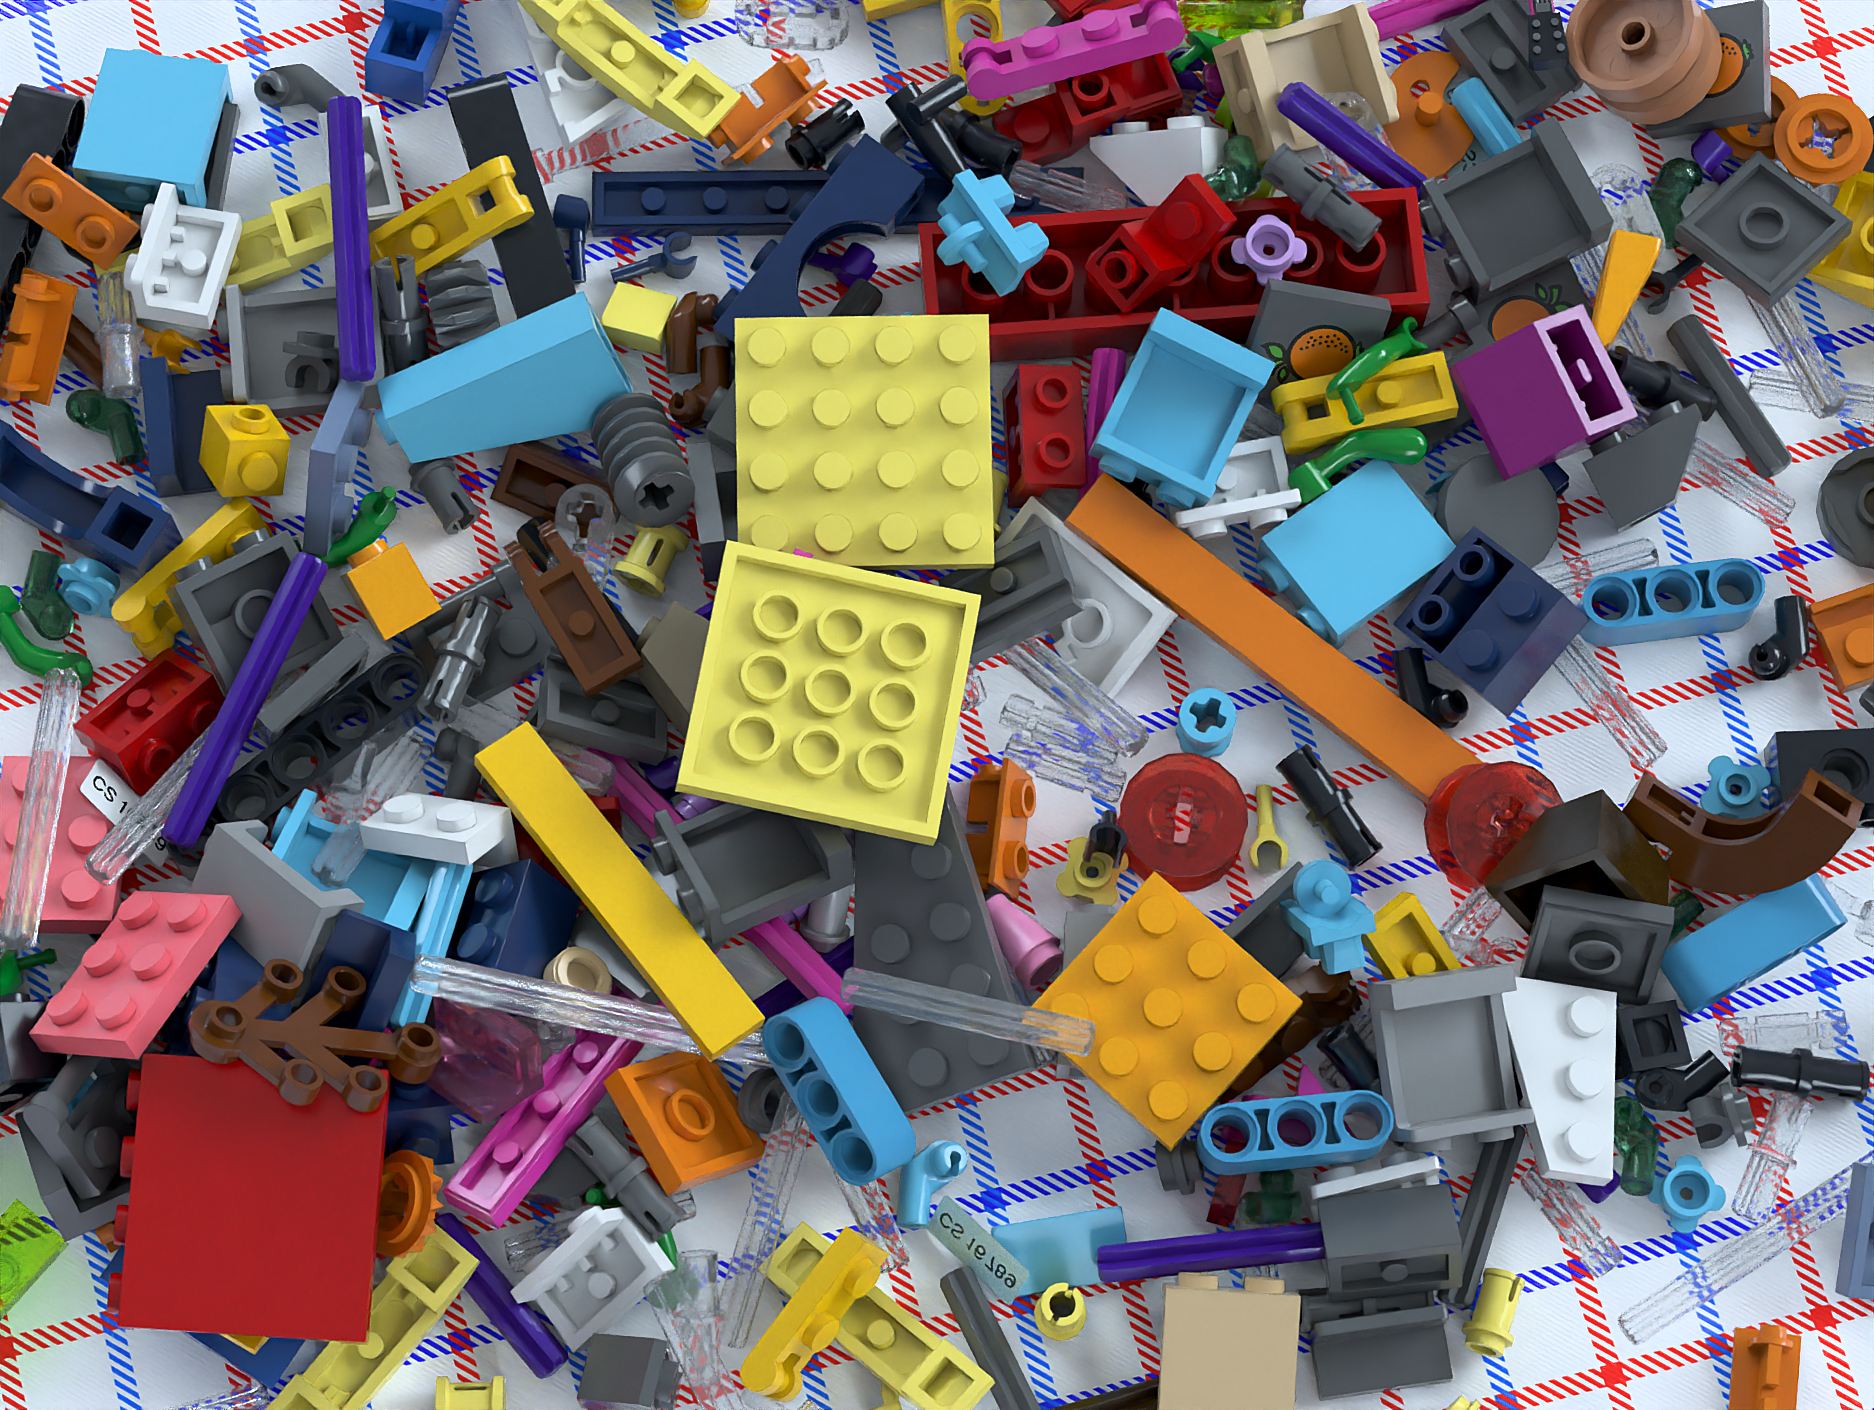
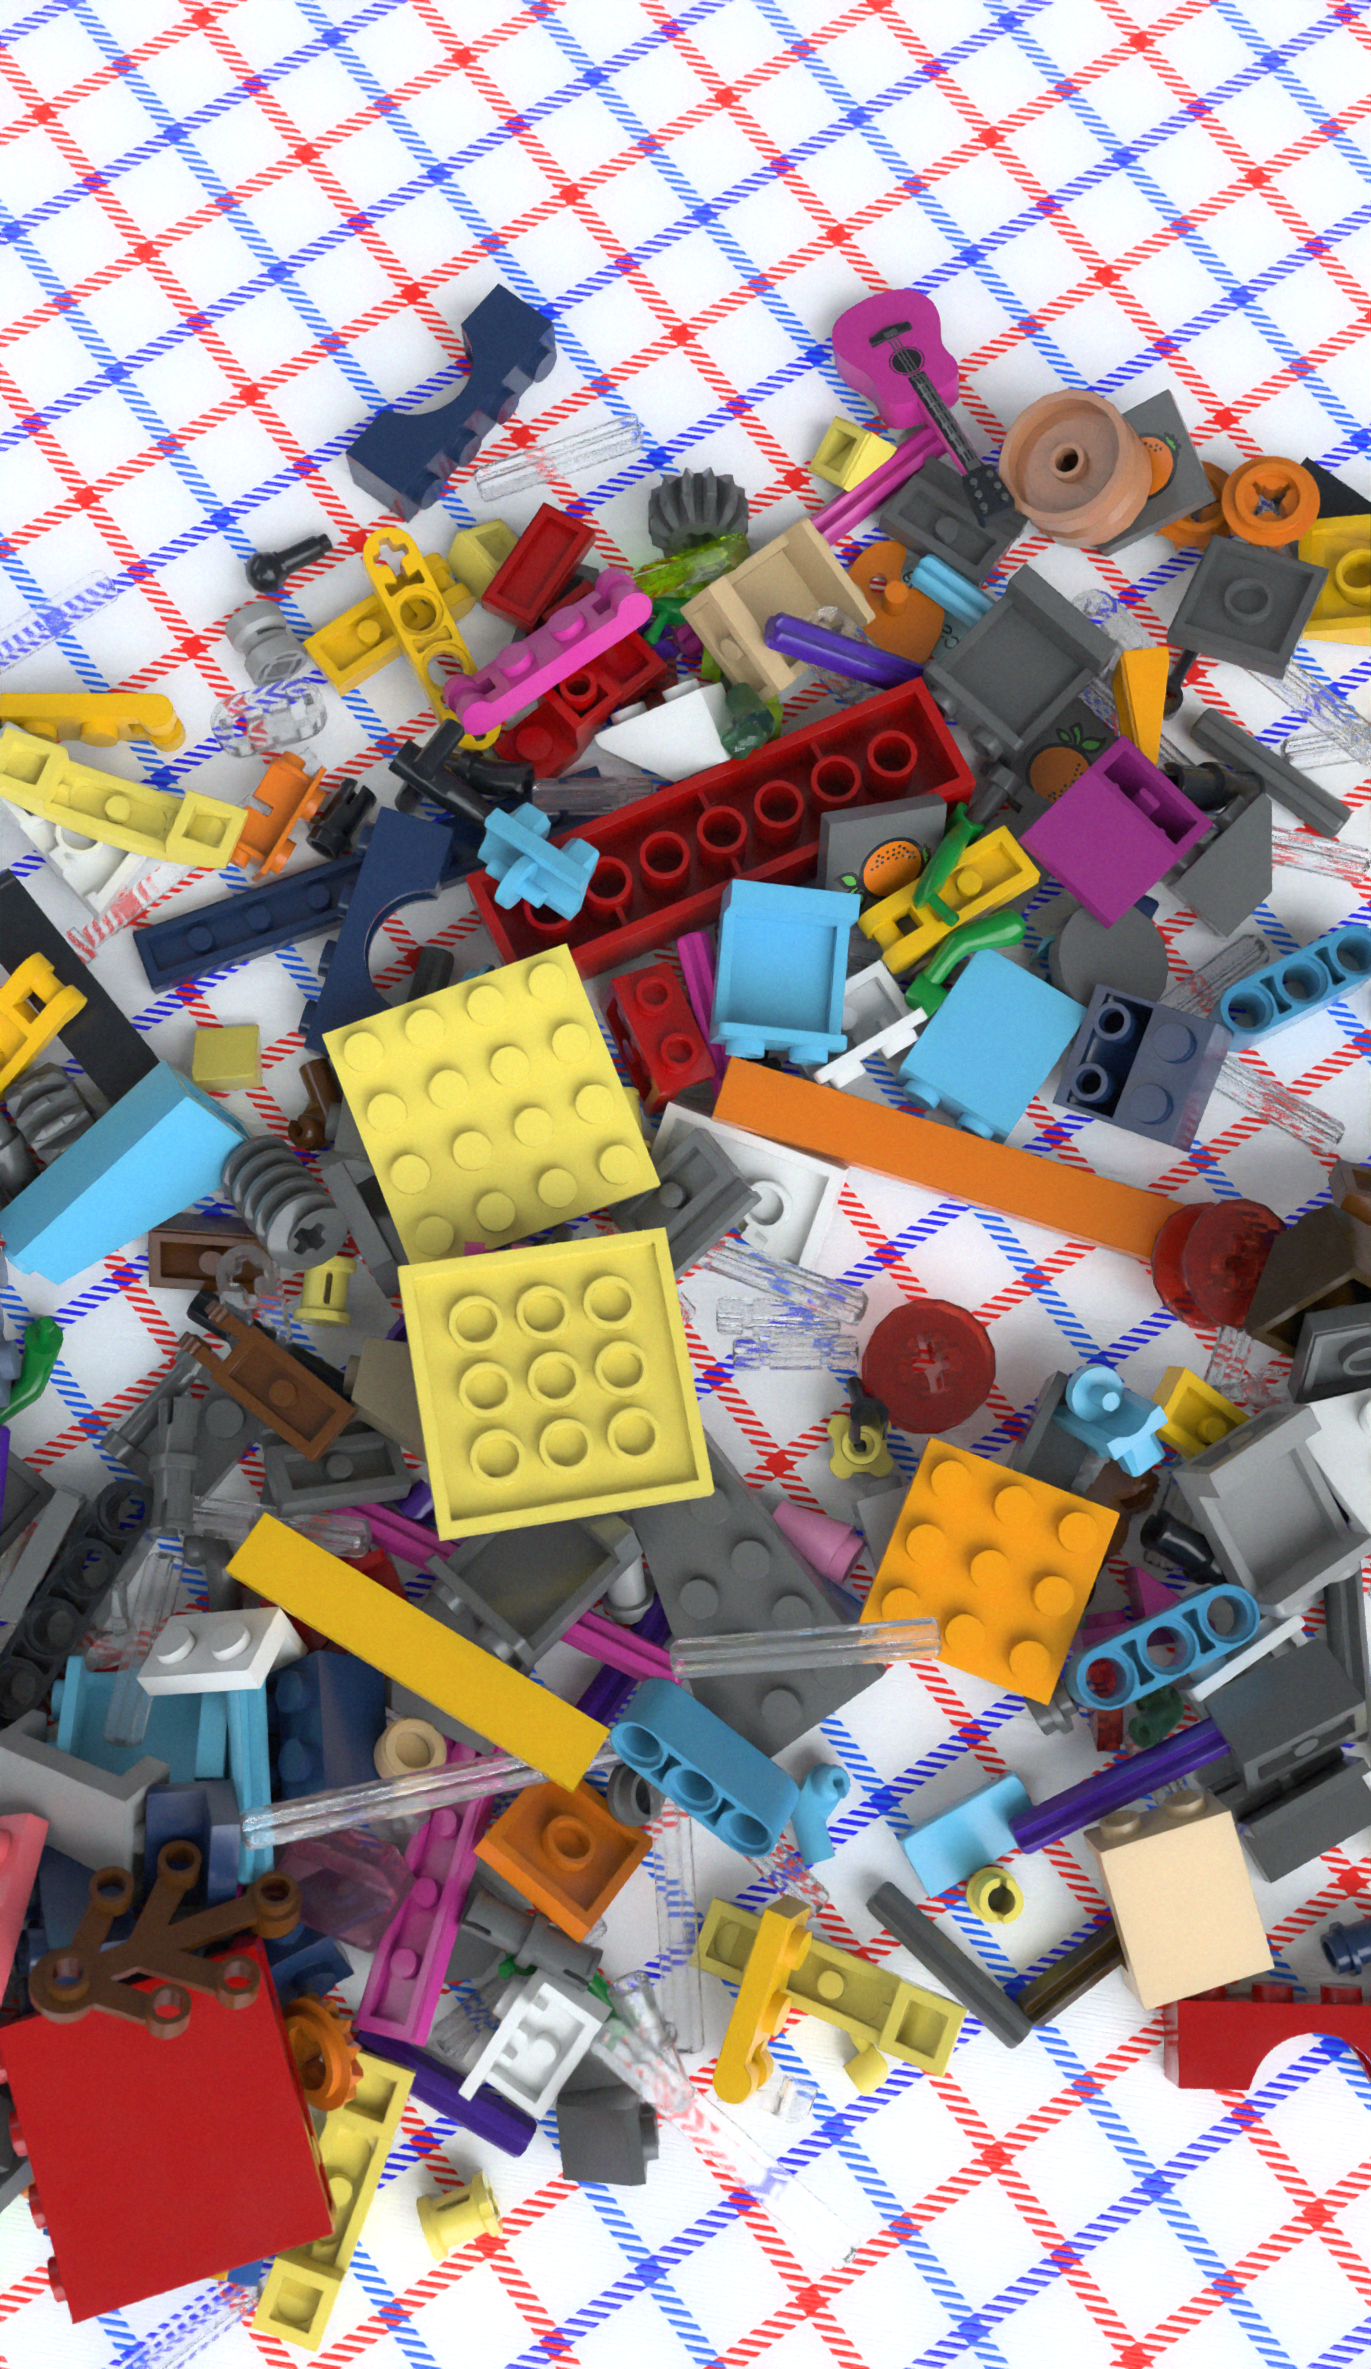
camera: 20 degrees left, 5 degrees up
(389, 588) = (80, 1422): light orange slope -> none
(444, 493) = (102, 1300): dark grey pin -> none
(573, 215) = (130, 981): dark blue hand -> none
(661, 261) = (228, 997): dark blue hand -> none
(682, 331) = (274, 1055): reddish brown arm -> none
(852, 265) = (413, 936): dark purple hand -> none
(977, 1250) = (892, 1864): clear light blue sticker -> none
(1004, 802) = (754, 1410): orange hinge -> none
(1157, 250) = (707, 815): red slope -> none
(1194, 709) = (929, 1252): medium azure bush -> none
(1266, 828) = (1006, 1343): light yellow hand -> none
(1273, 233) = (808, 768): lavender plate -> none
(1320, 197) = (838, 717): dark grey pin -> none
(1329, 807) = (1058, 1300): black pin -> none
(1437, 705) = (1104, 1160): black arm -> none
(1669, 191) = (1144, 598): clear green arm -> none
(1709, 153) = (1167, 552): dark purple hand -> none

